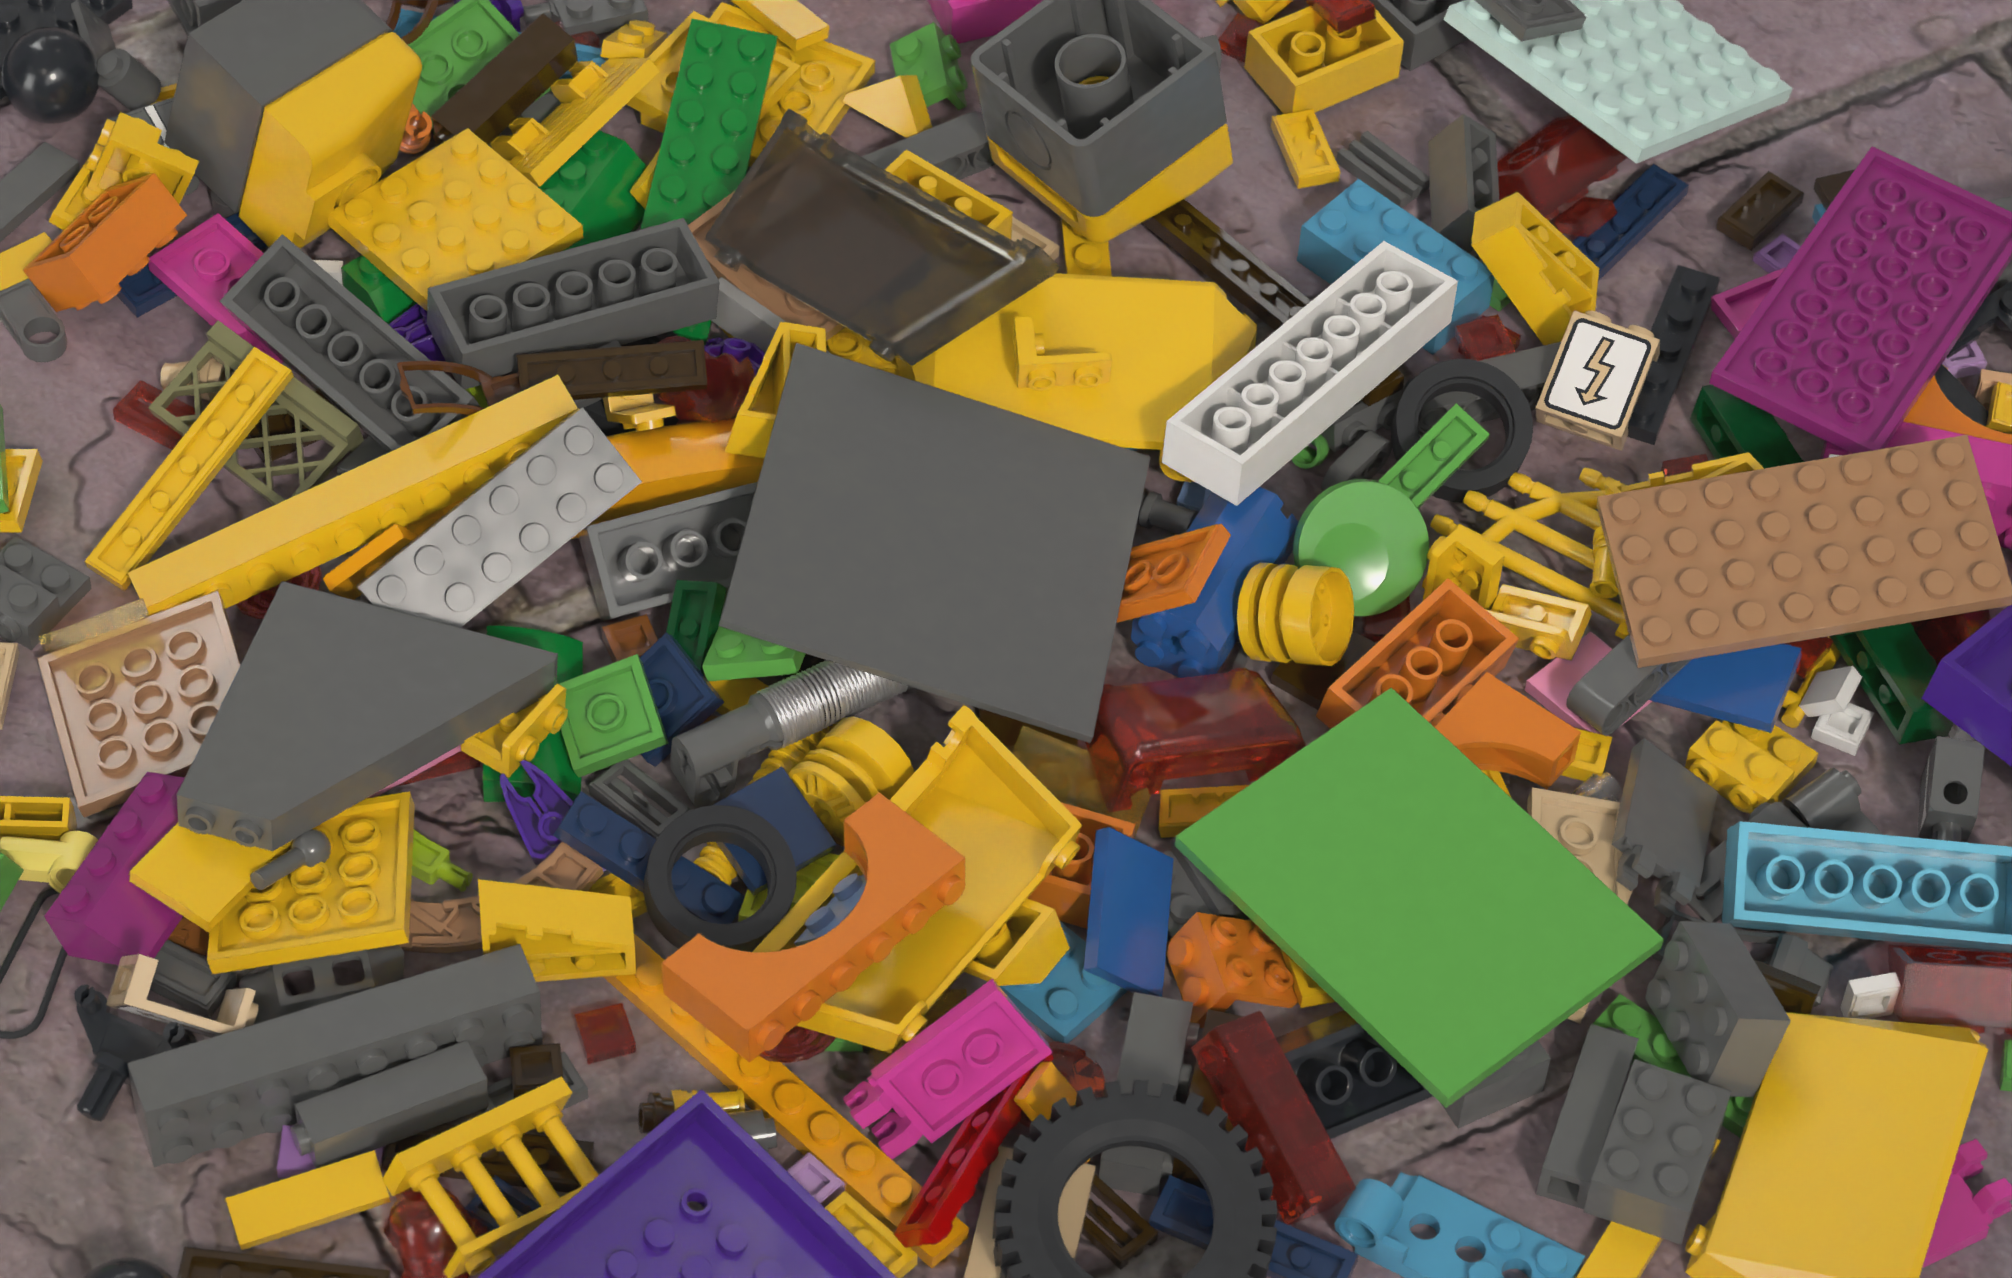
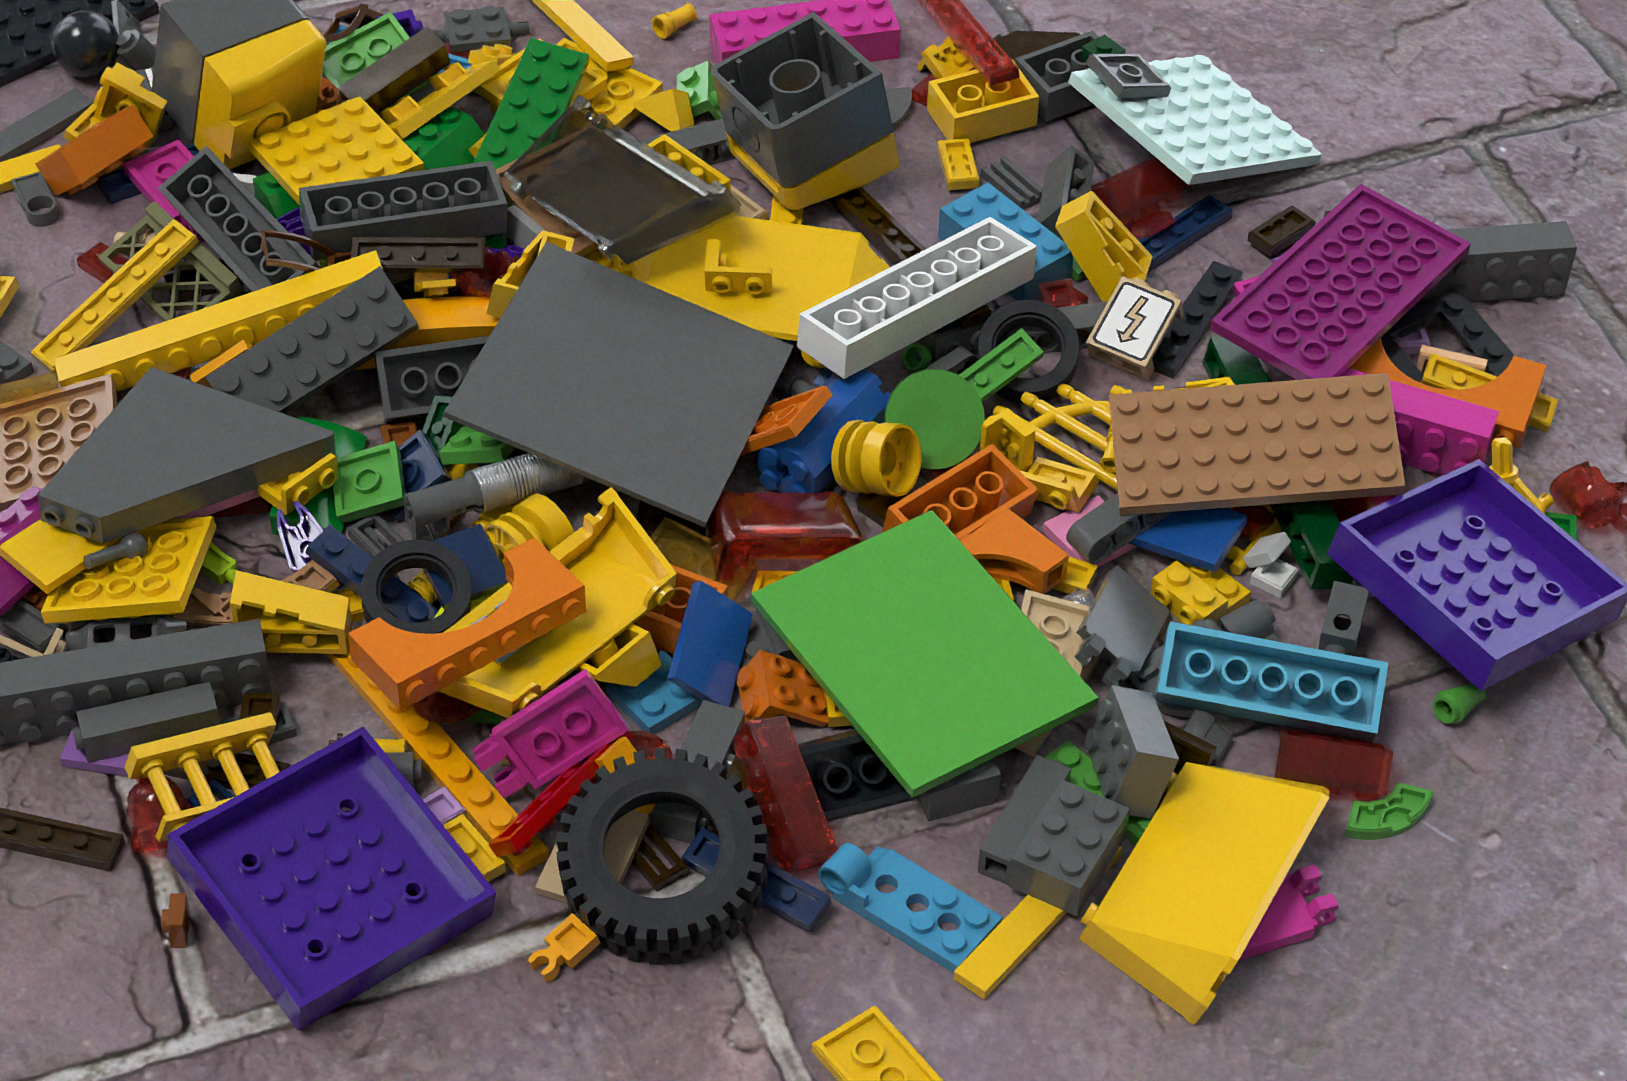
camera: 10 degrees right, 5 degrees down
(307, 1200) = (73, 781): yellow tile -> none
(605, 1033) = (318, 693): clear red tile -> none
(1870, 996) = (1256, 758): white tile -> none

